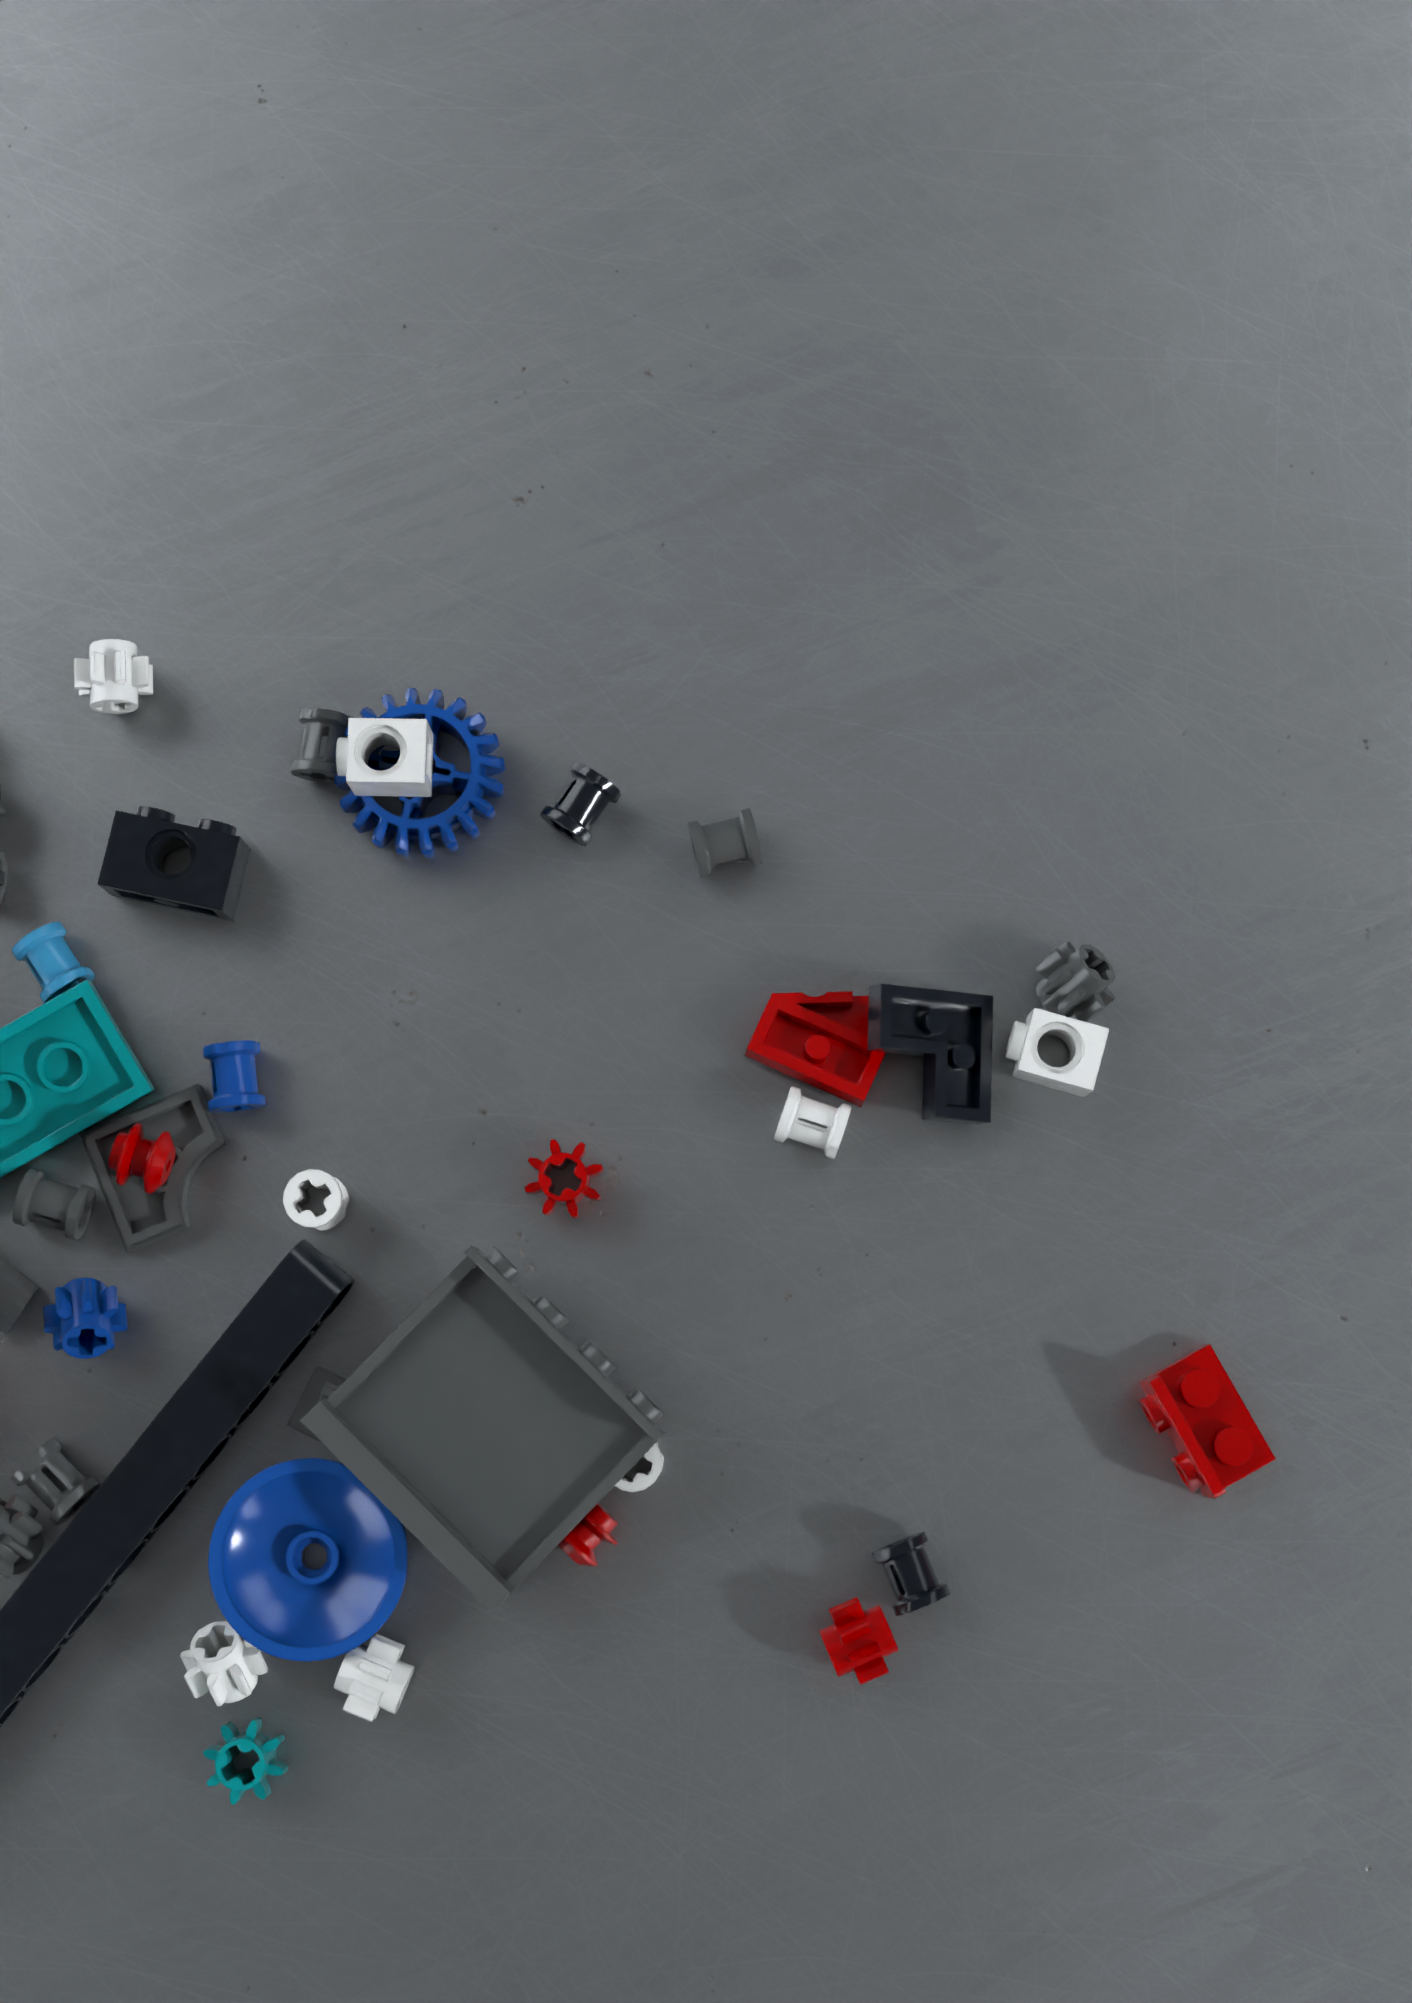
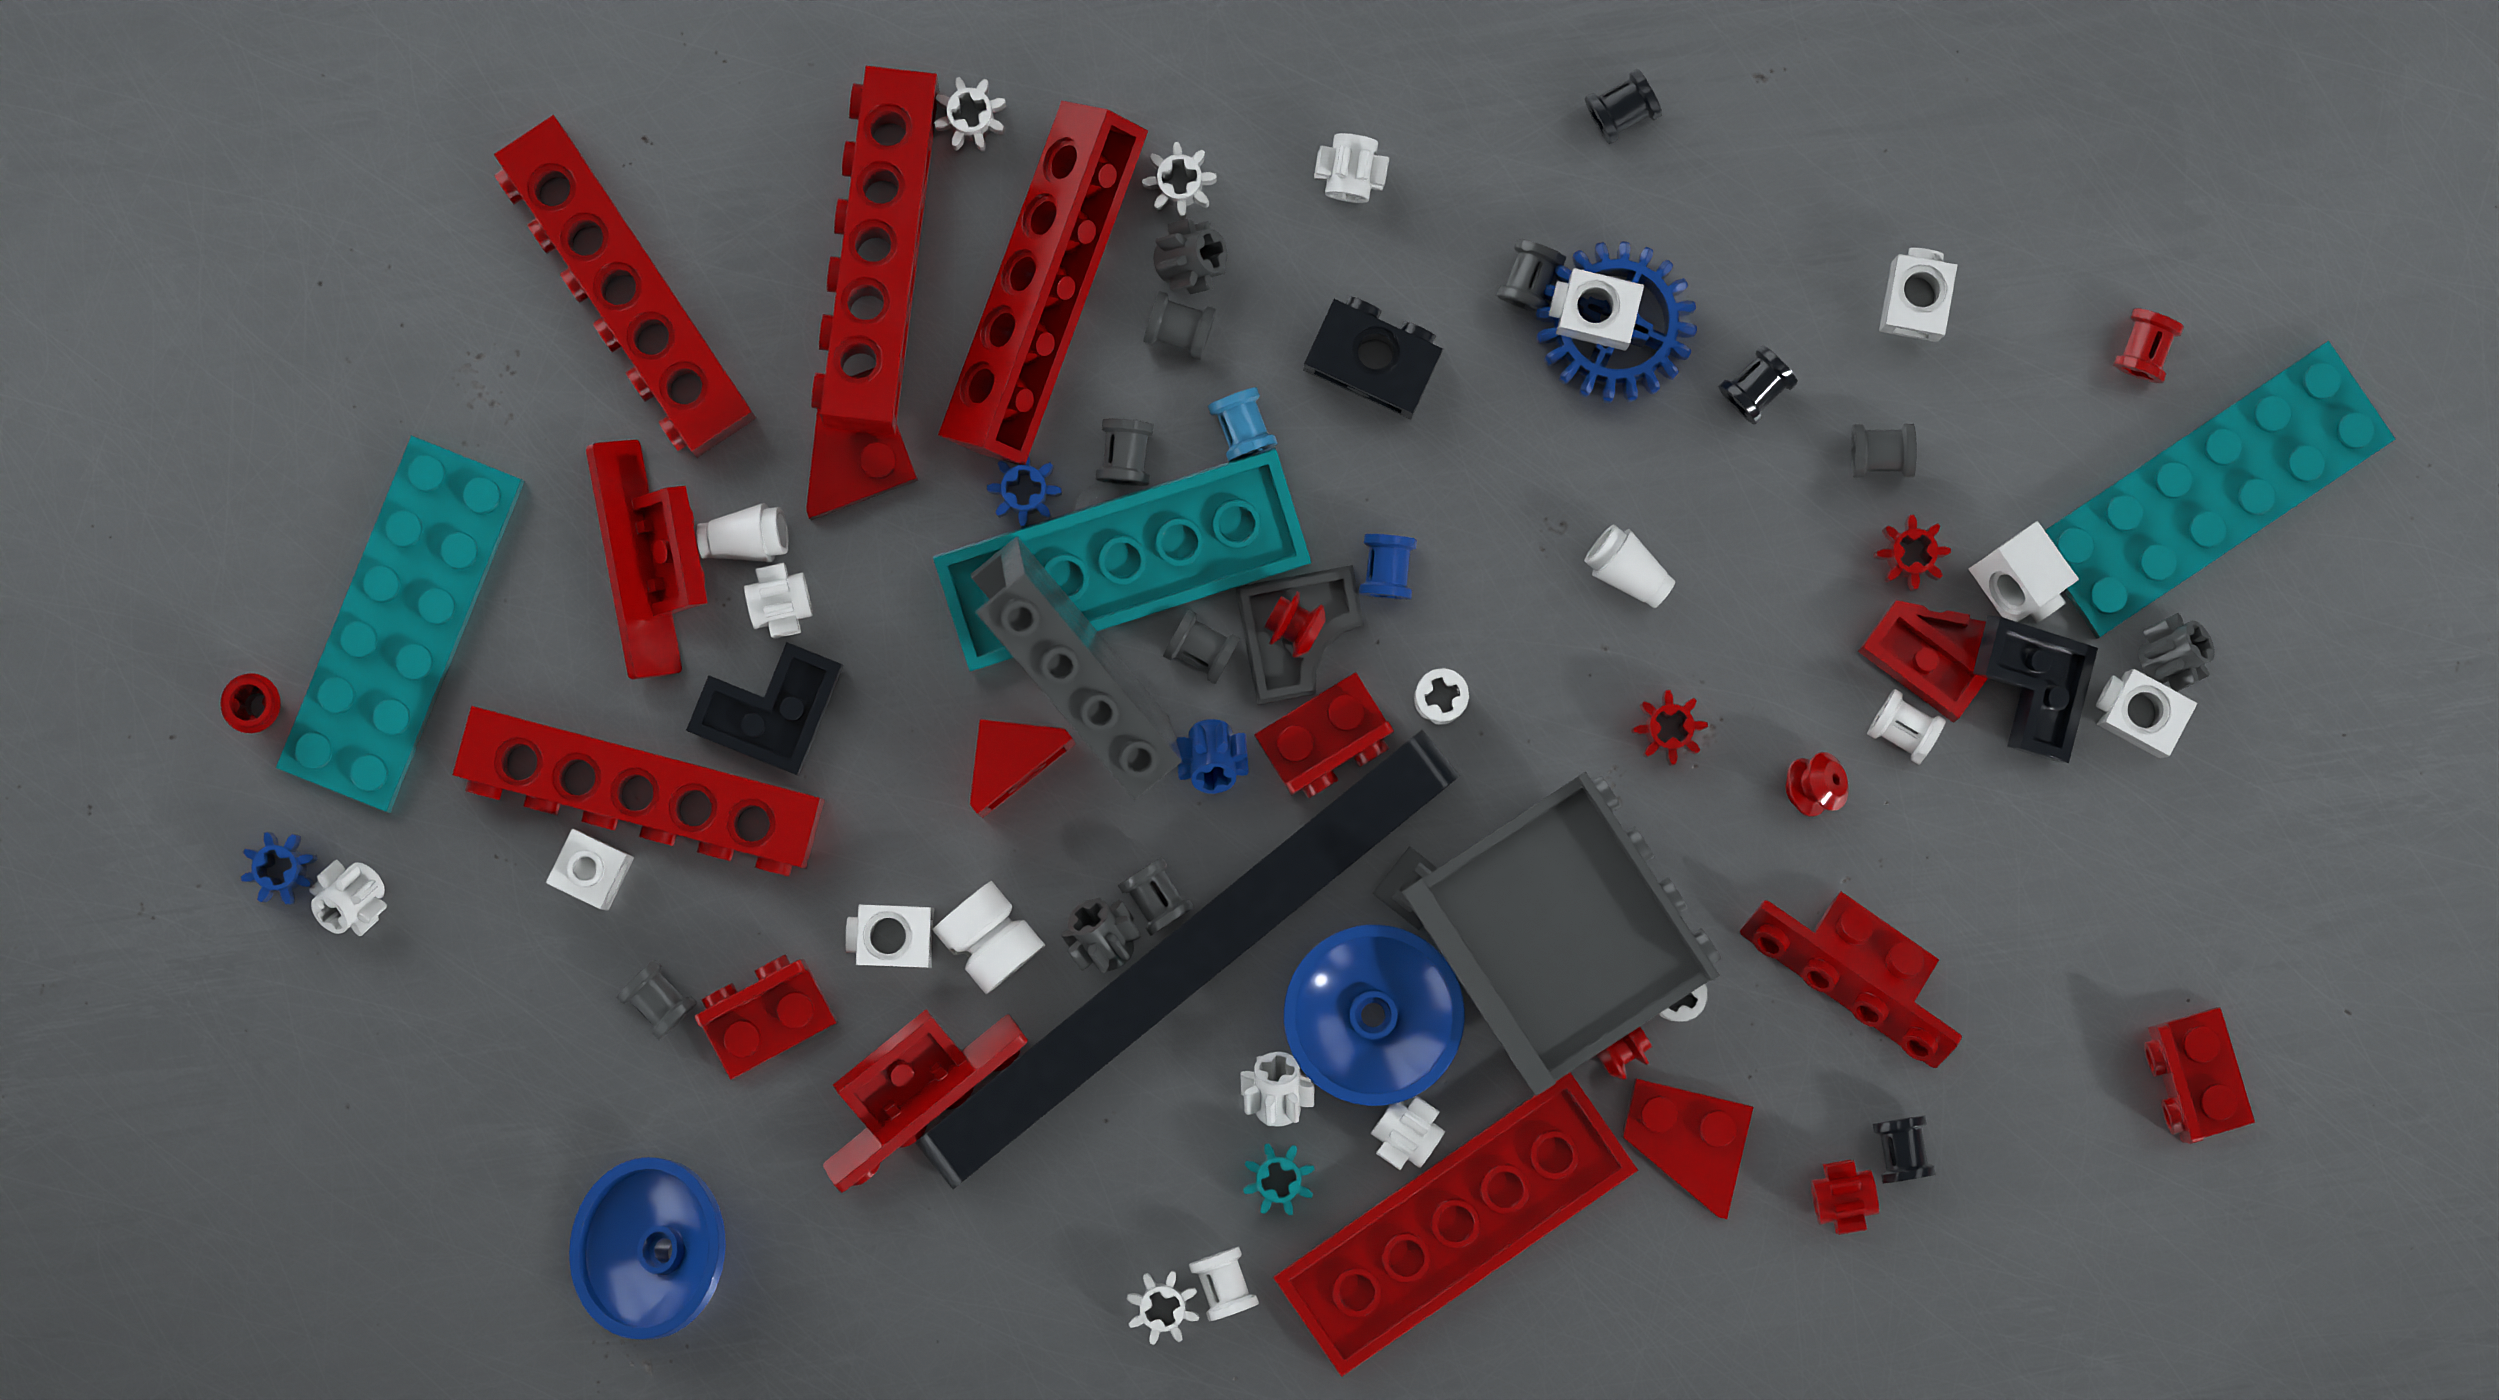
camera: 10 degrees right, 5 degrees up
(128, 1944) = (1157, 1323): none -> white gear
(205, 1269) = (1324, 736): none -> red bracket
(209, 1890) = (1223, 1284): none -> white bush
(382, 555) = (1623, 106): none -> black bush
(445, 1767) = (1455, 1224): none -> red plate
(487, 1021) = (1629, 566): none -> white cone
(681, 1613) = (1690, 1139): none -> red wing
(731, 703) = (1906, 319): none -> white brick
(732, 1204) = (1817, 784): none -> red wheel
(771, 925) = (1928, 554): none -> red gear
(821, 1386) = (1861, 967): none -> red bracket
(899, 937) = (2025, 575): none -> white brick
(973, 676) = (2148, 345): none -> red bush
(1072, 809) = (2216, 487): none -> teal plate

